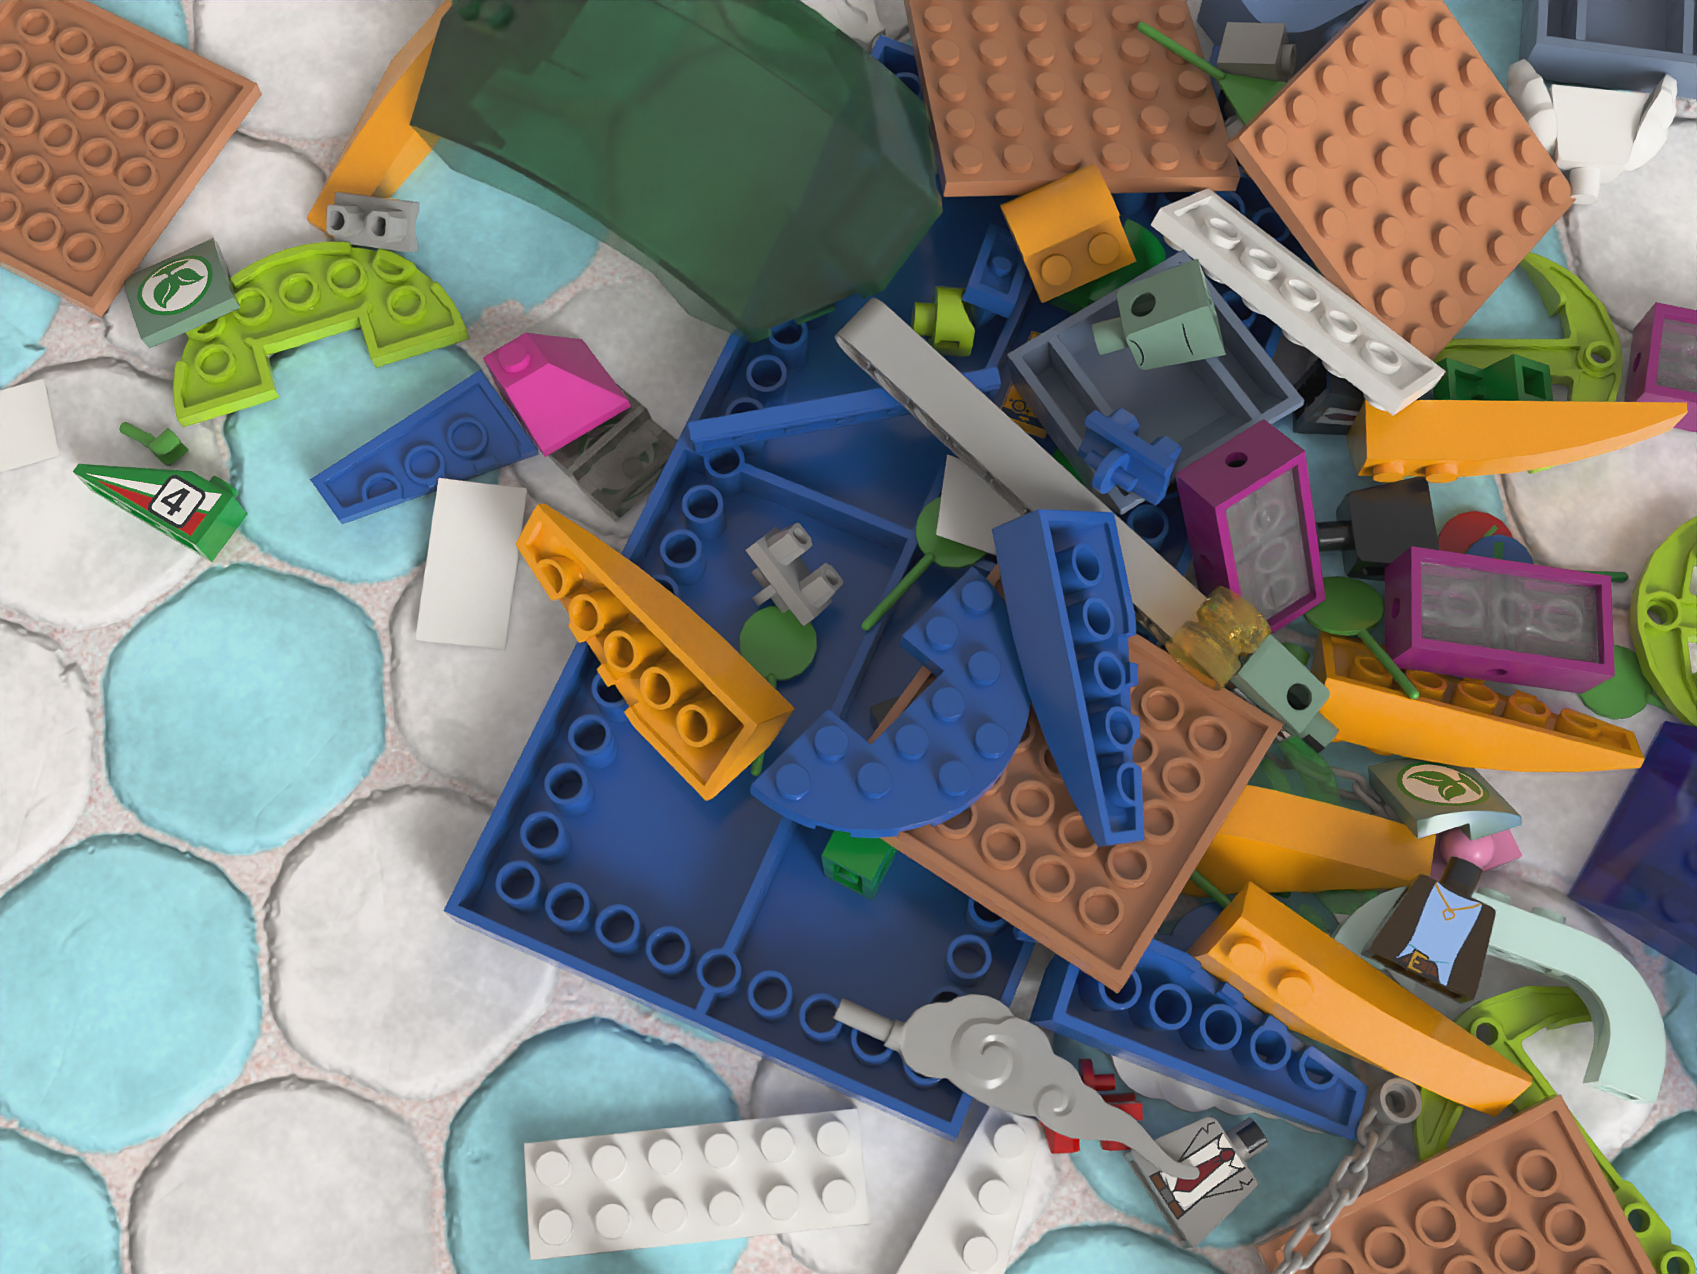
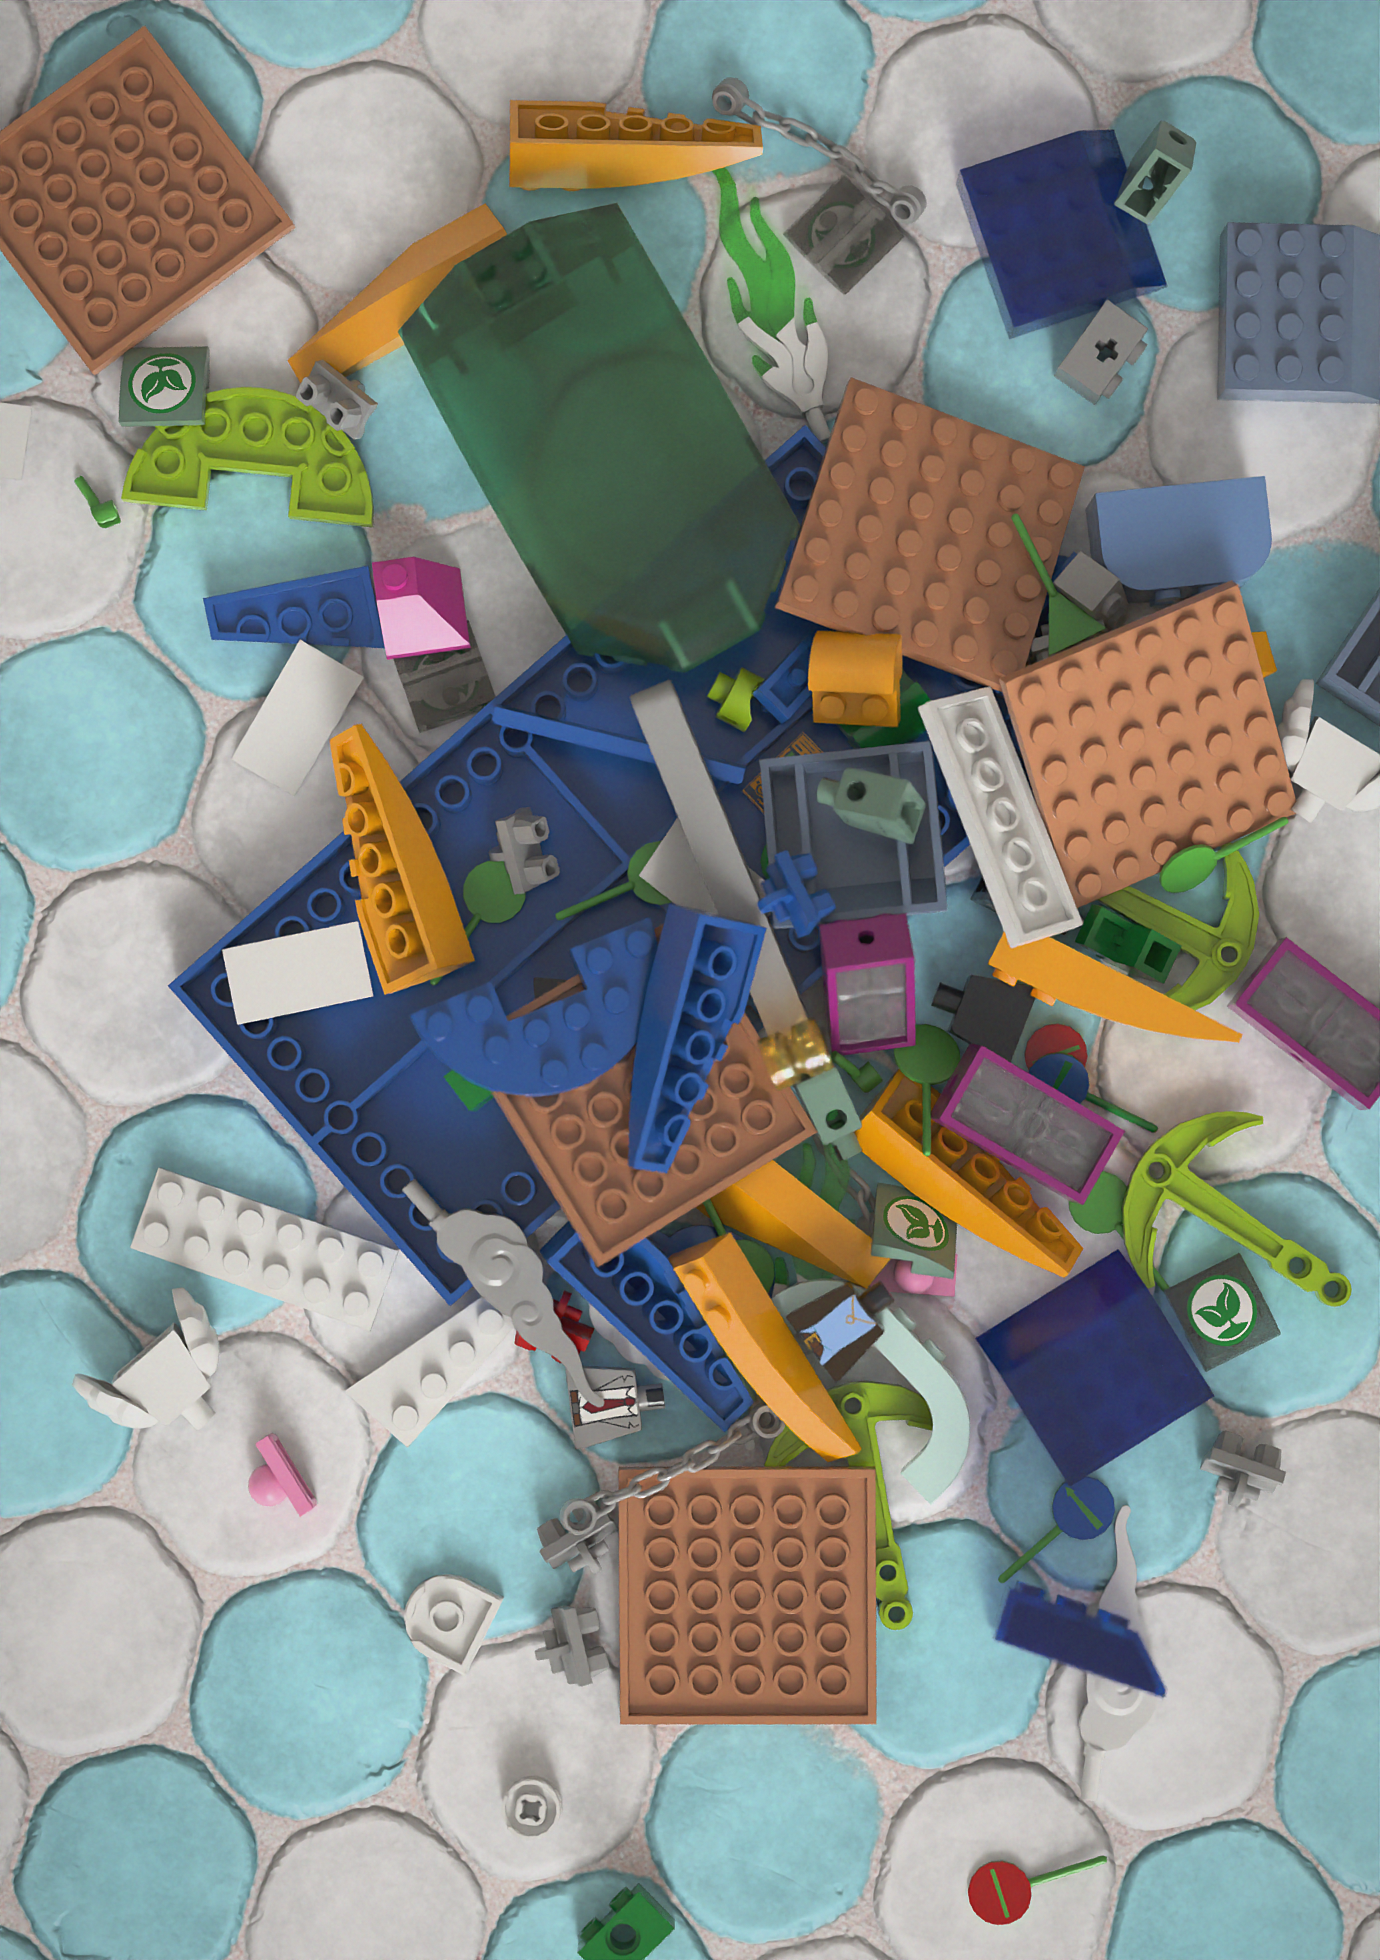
camera: 20 degrees right, 15 degrees up
(172, 501) = (97, 572): green slope -> none
(592, 826) = (297, 972): none -> white sticker
(1509, 279) = (1197, 862): none -> bright green piece

